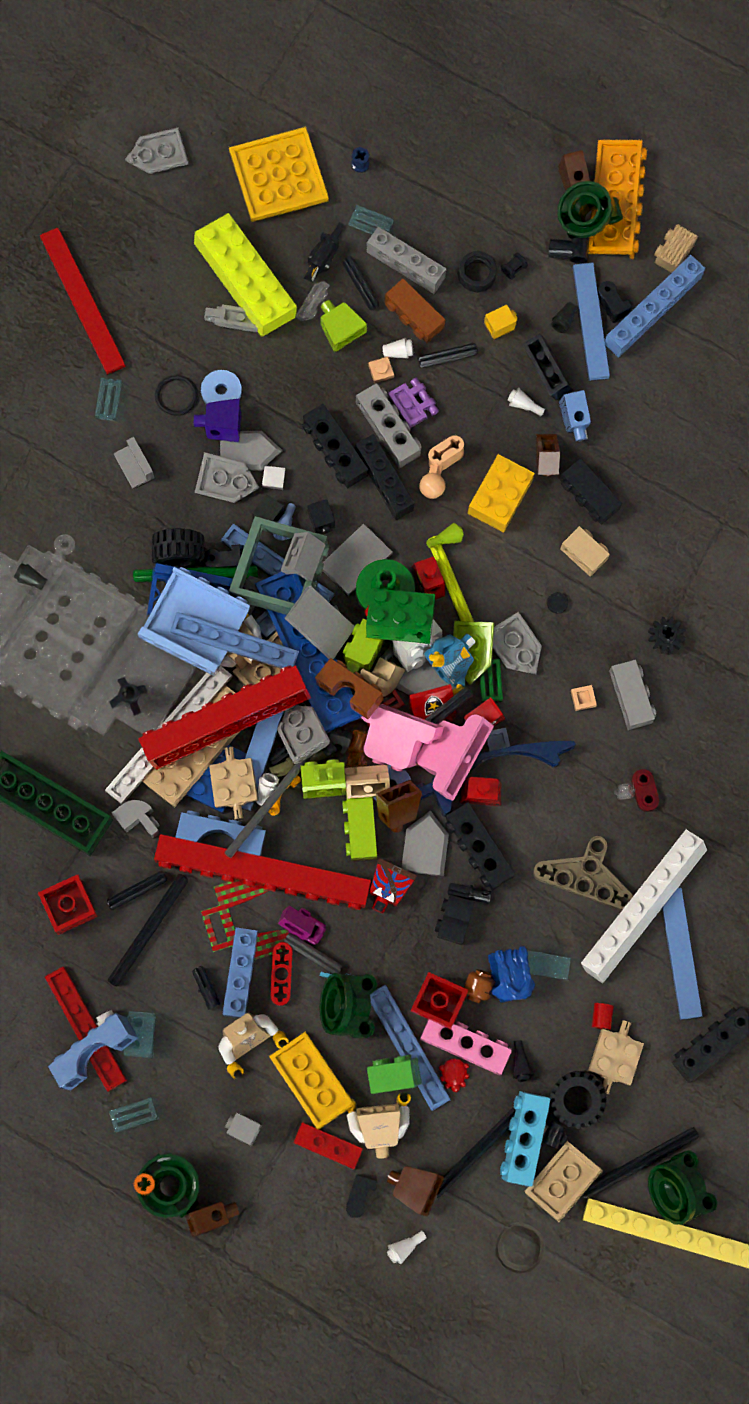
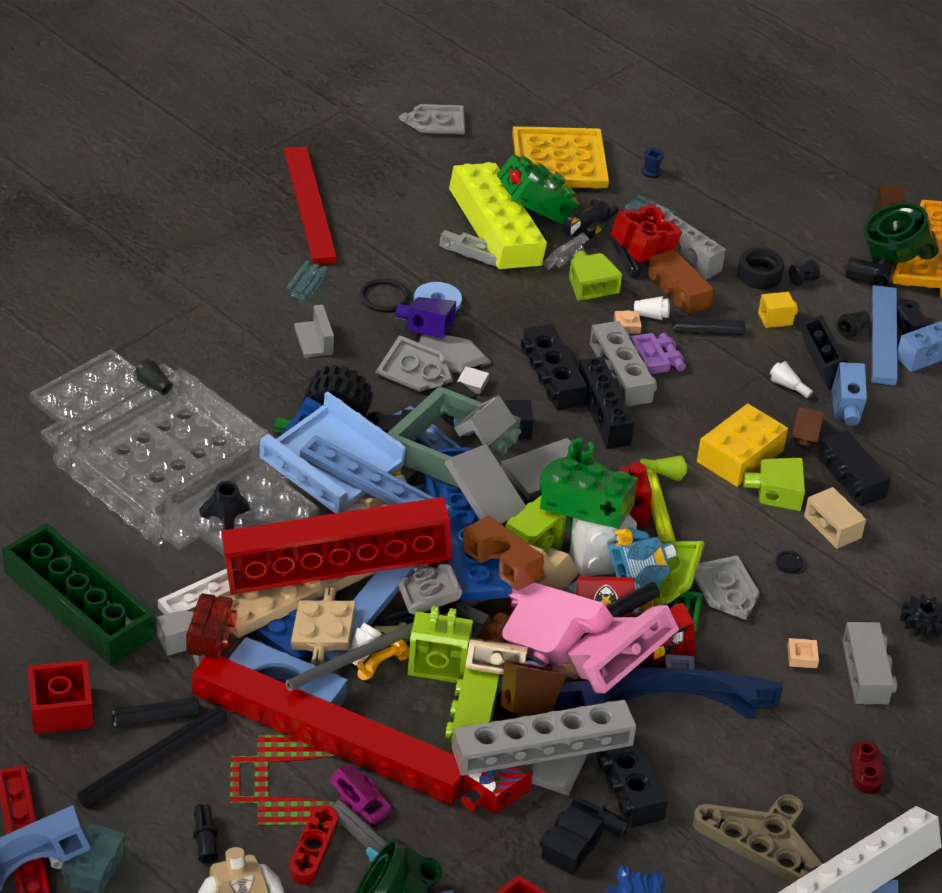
camera: 15 degrees right, 35 degrees down
(62, 539) = (208, 378): clear plate -> none
(155, 817) = (211, 625): none -> clear red brick
(240, 973) = (263, 814): medium blue brick -> none
(273, 240) = (538, 188): none -> green piece
(373, 881) = (543, 737): none -> light grey brick
(376, 271) = (645, 232): none -> red brick
(432, 484) = (677, 402): light nougat beam -> none
(481, 791) = (650, 707): red torso -> none
(536, 525) = (778, 482): none -> lime torso
(624, 791) = (838, 757): clear plate -> none

